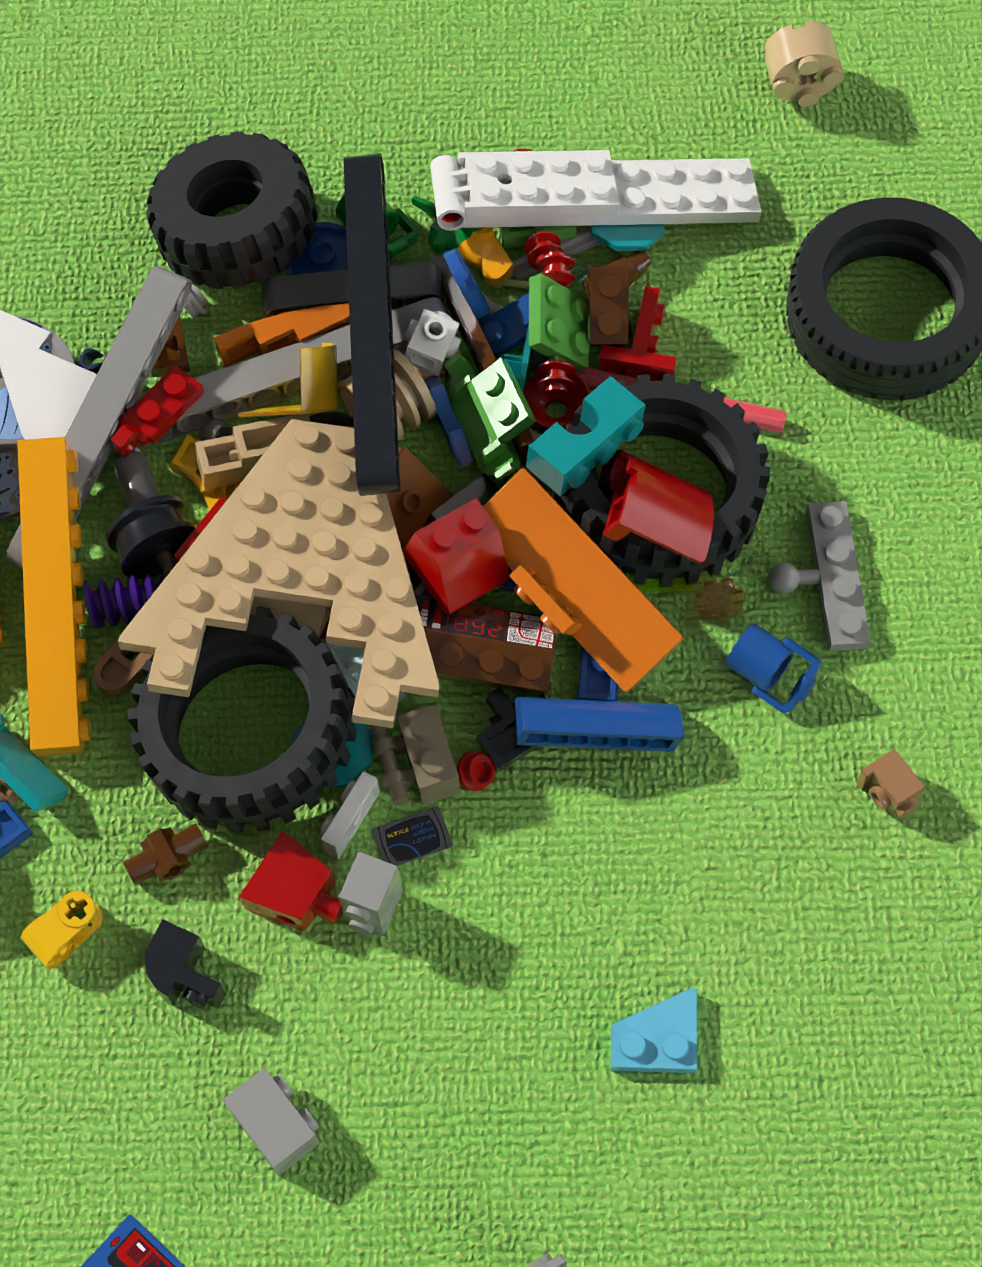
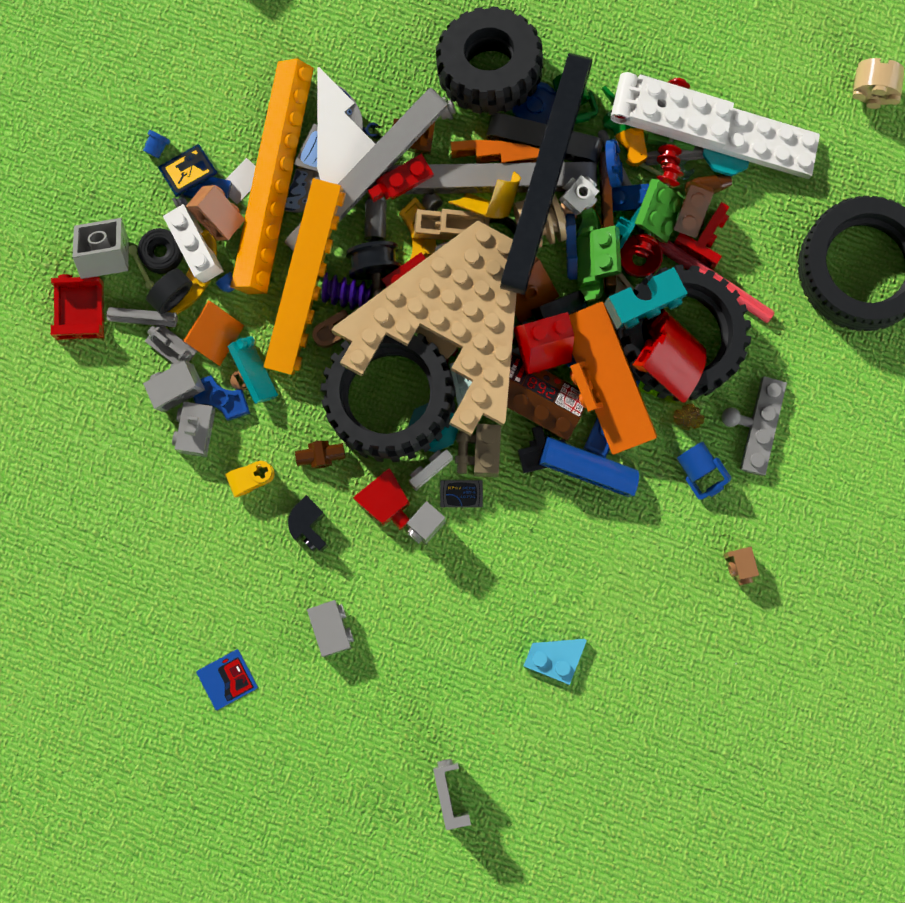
camera: 15 degrees right, 15 degrees up
(475, 770) = (510, 469): red plate -> none

